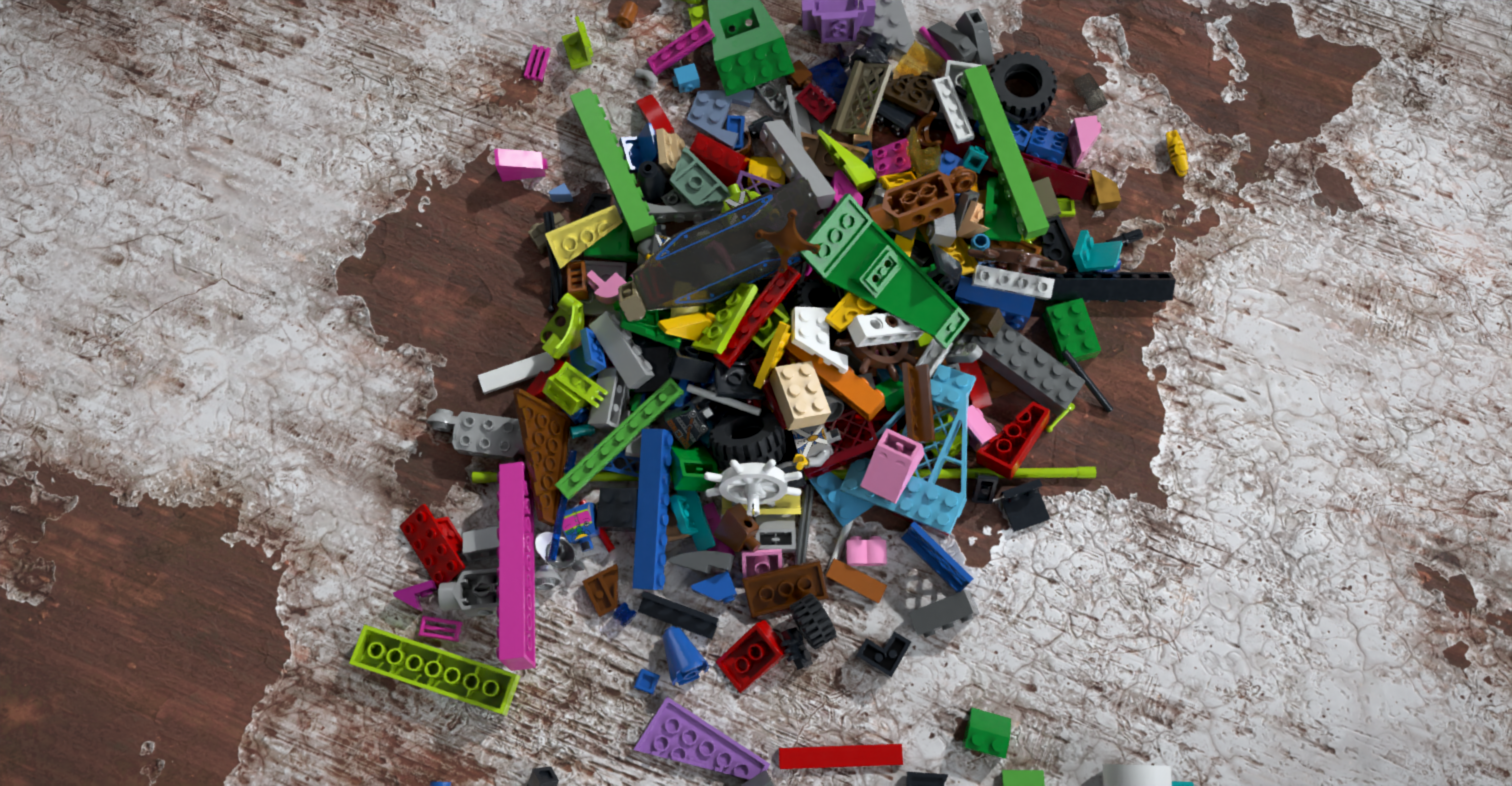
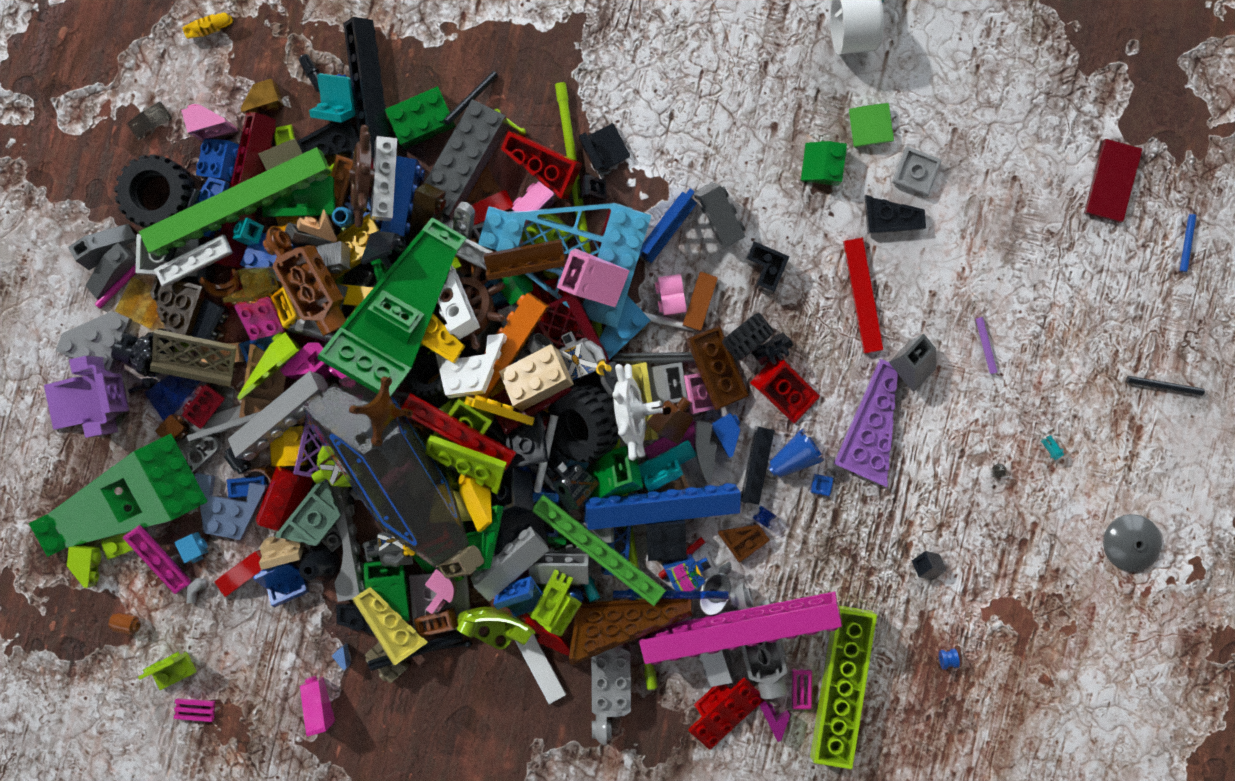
camera: 100 degrees left, 15 degrees up
(613, 166) = (306, 608): bright green brick -> none

